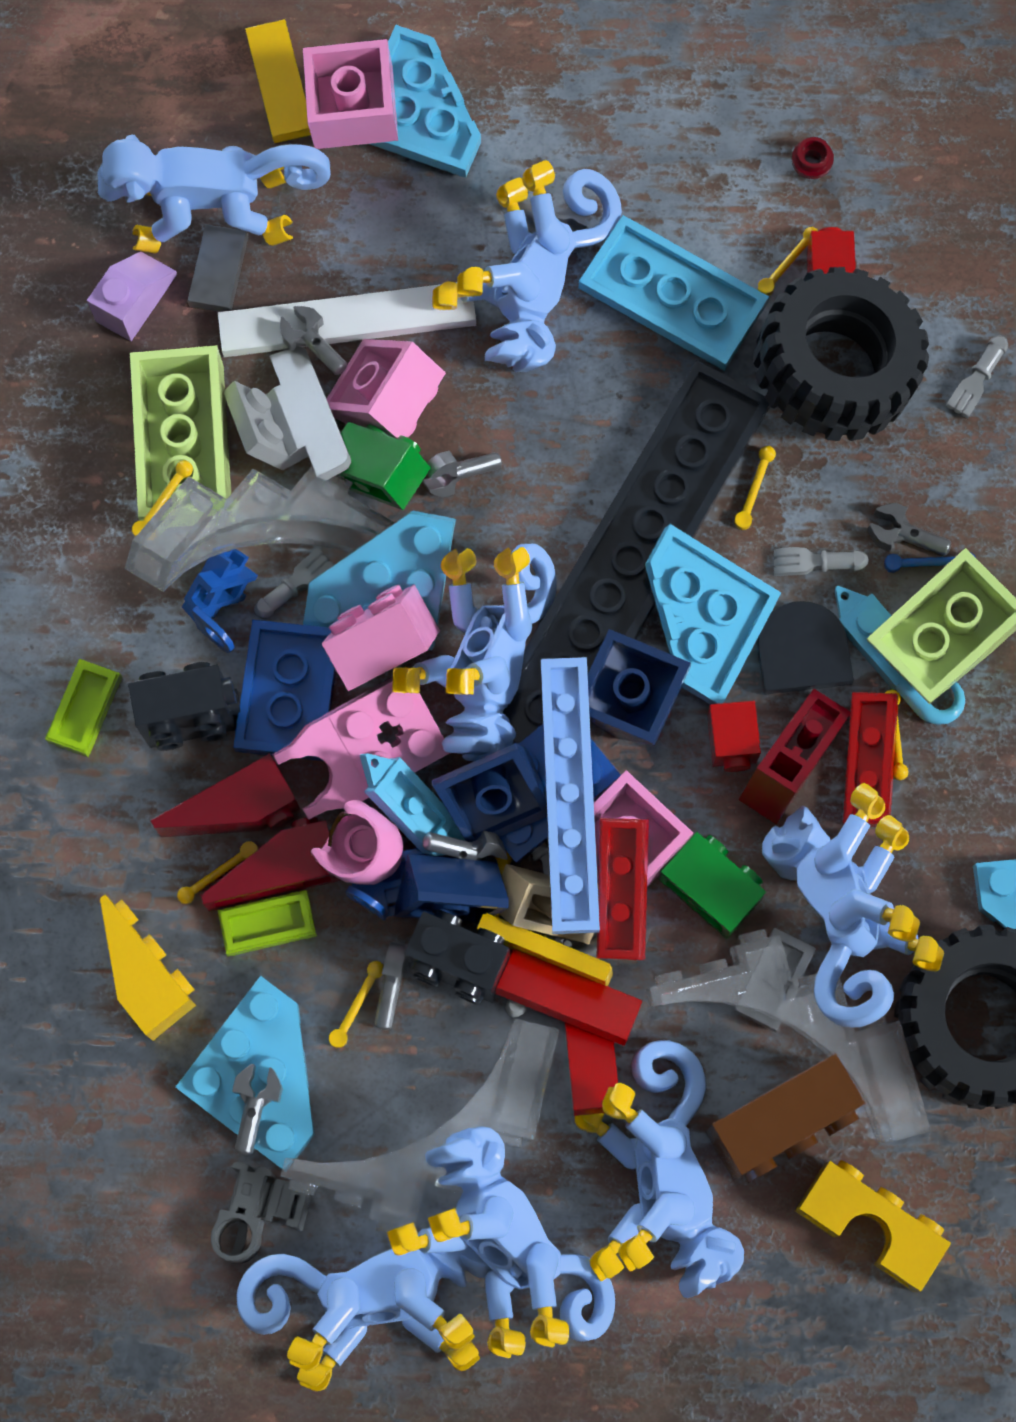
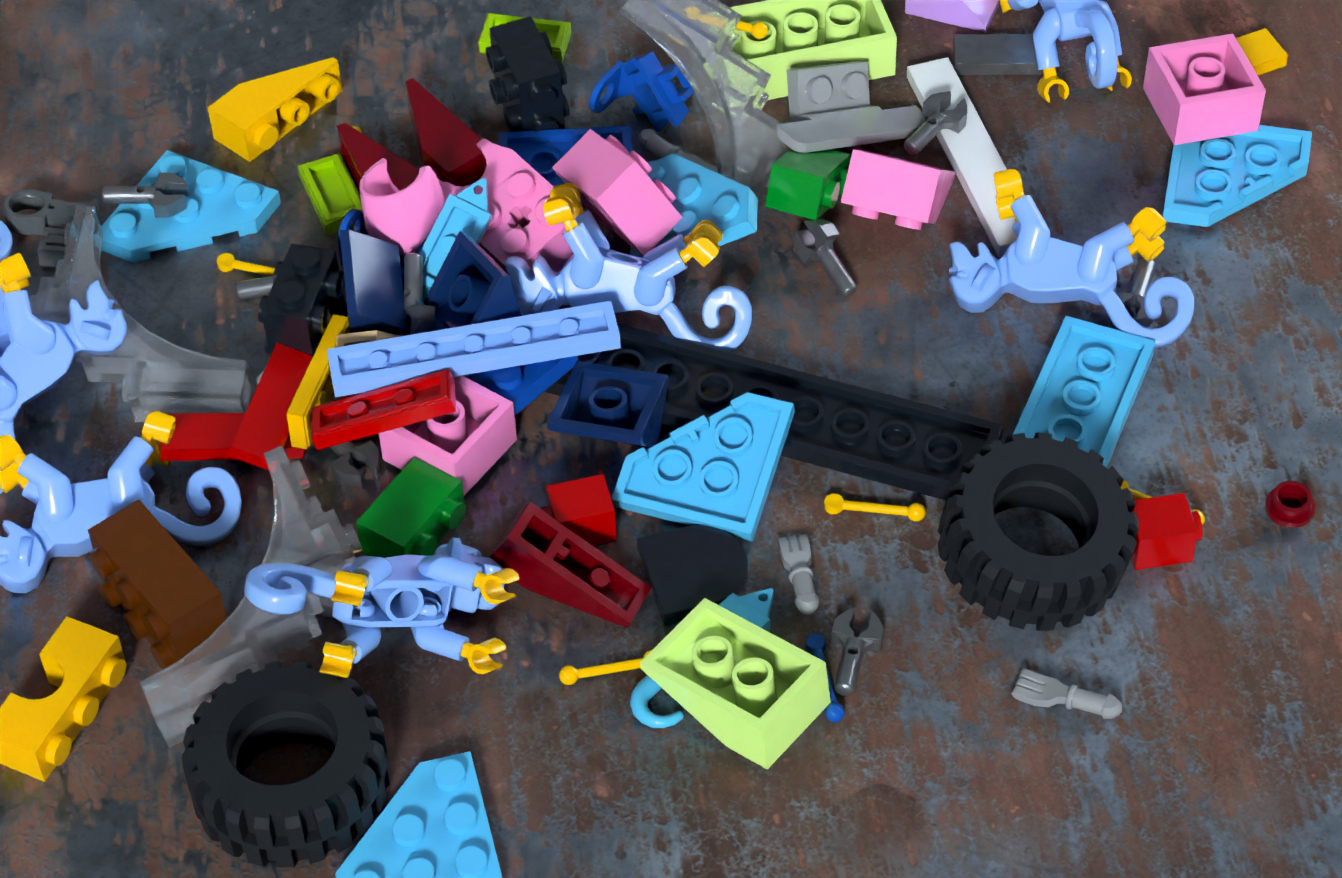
camera: 80 degrees right, 25 degrees down
(871, 748) = (576, 643): red tile -> none

